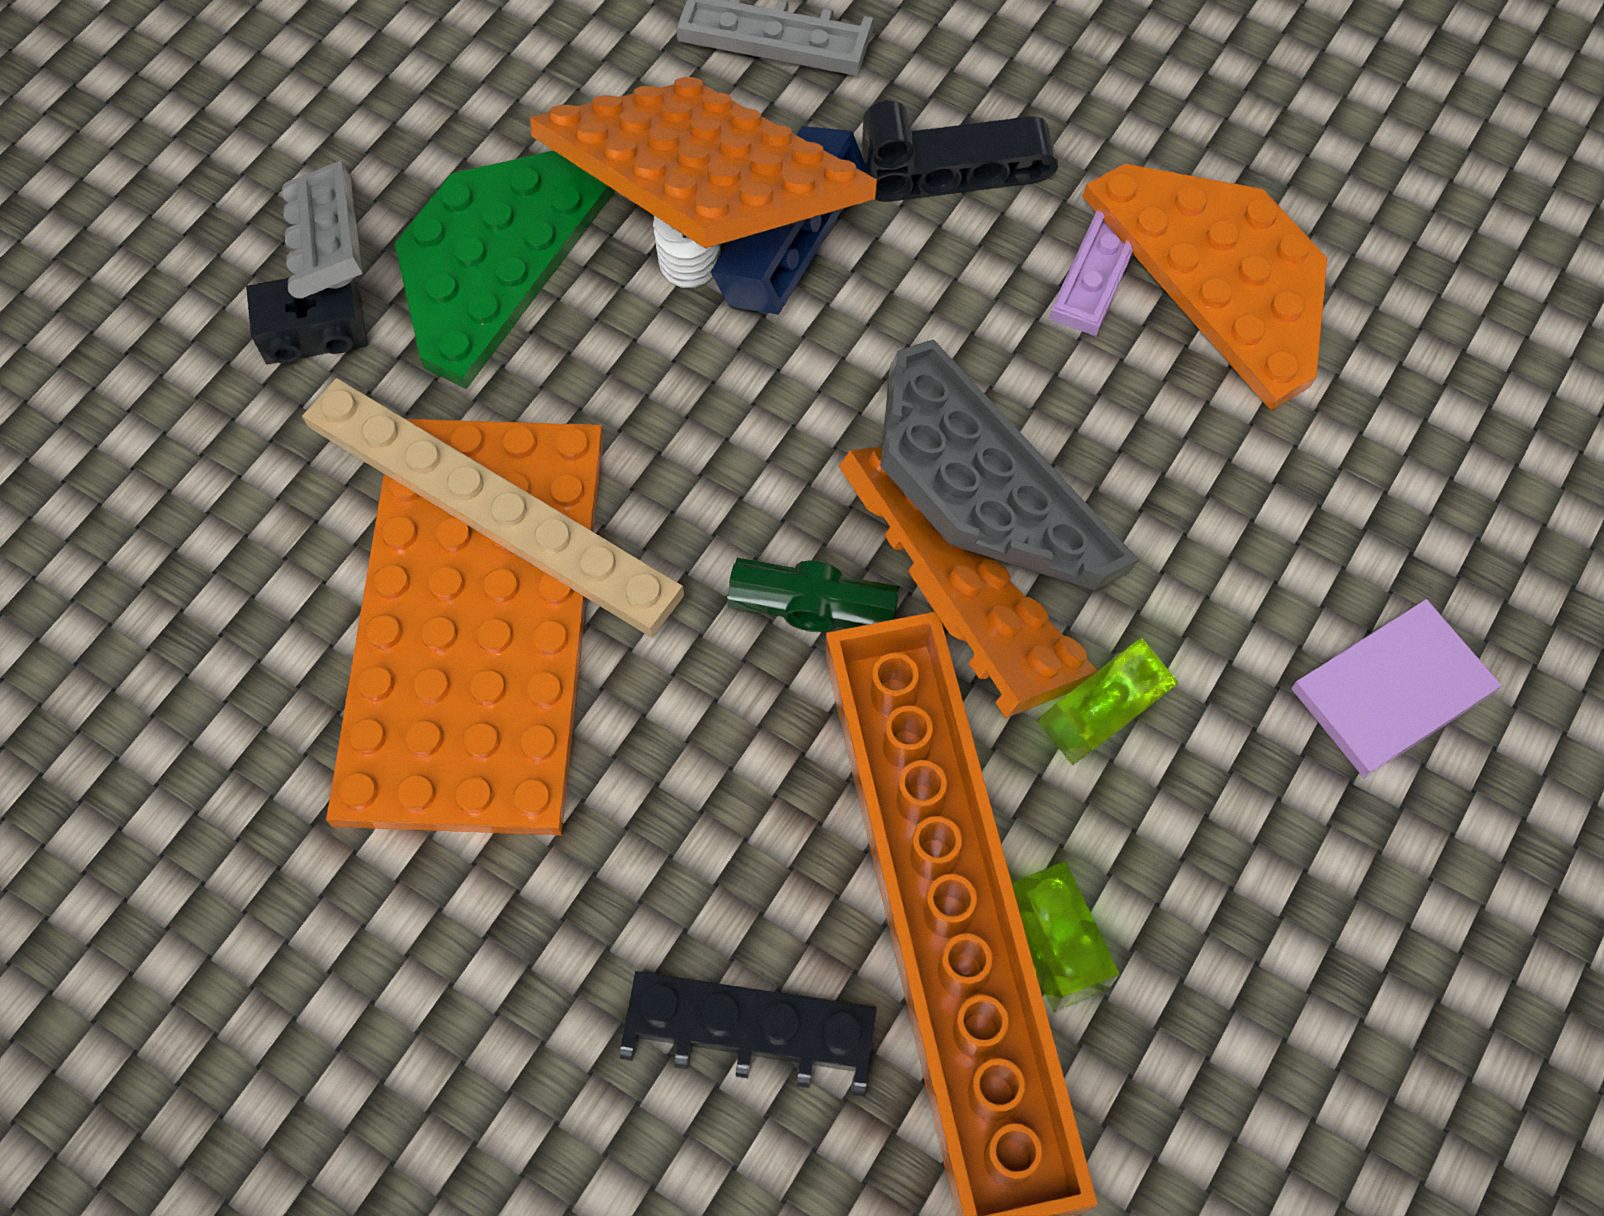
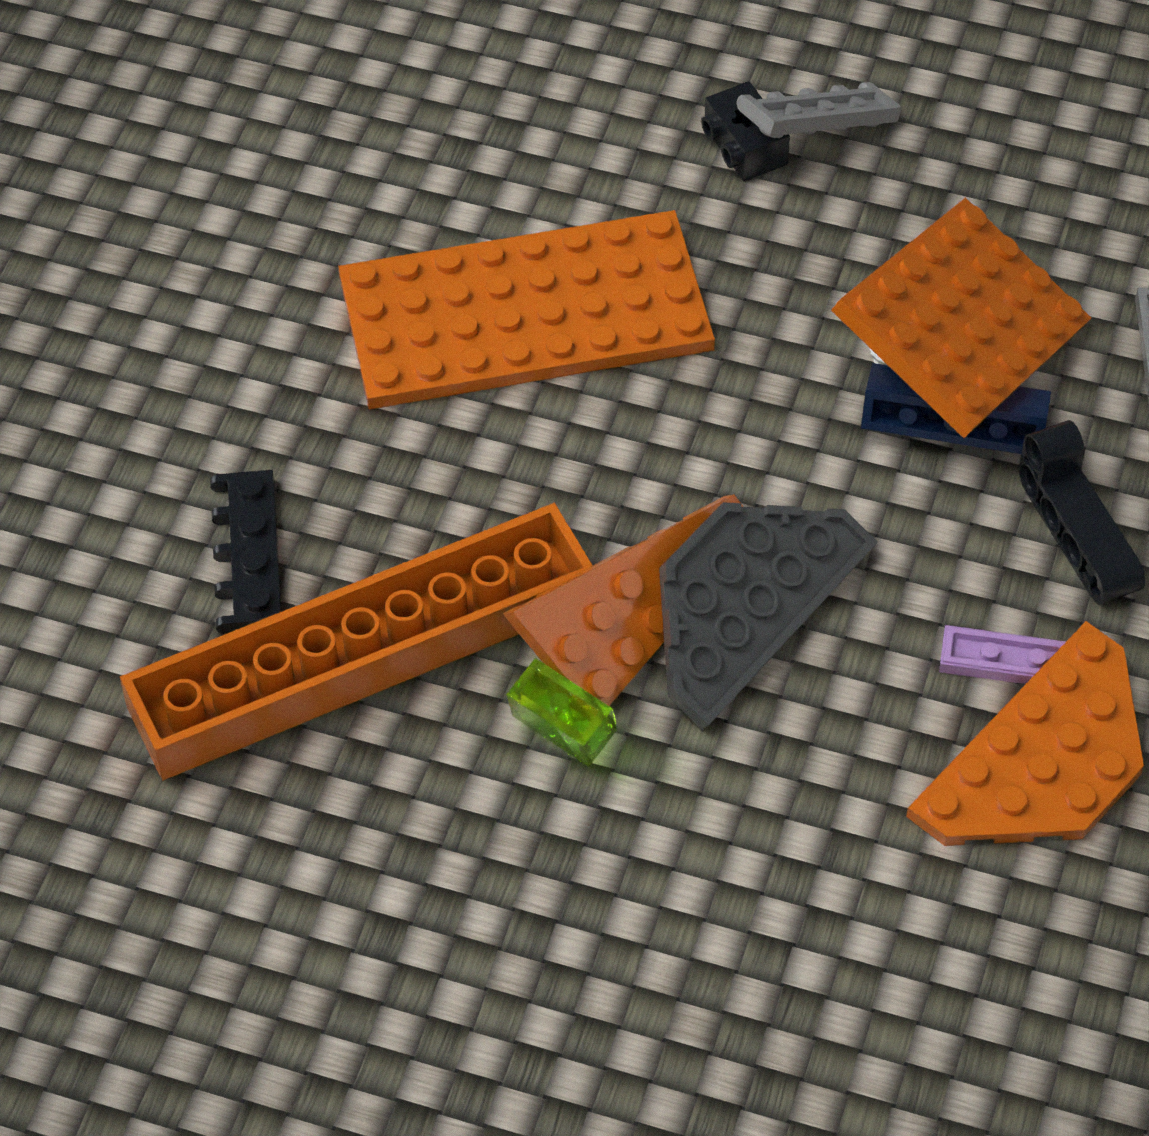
camera: 75 degrees right, 10 degrees down
(487, 253) = (835, 222): green plate -> none
(495, 507) = (609, 286): tan plate -> none
(810, 595) = (602, 502): dark green piece -> none
(1063, 938) = (360, 718): clear neon green brick -> none
(1395, 688) = (651, 938): lavender tile -> none

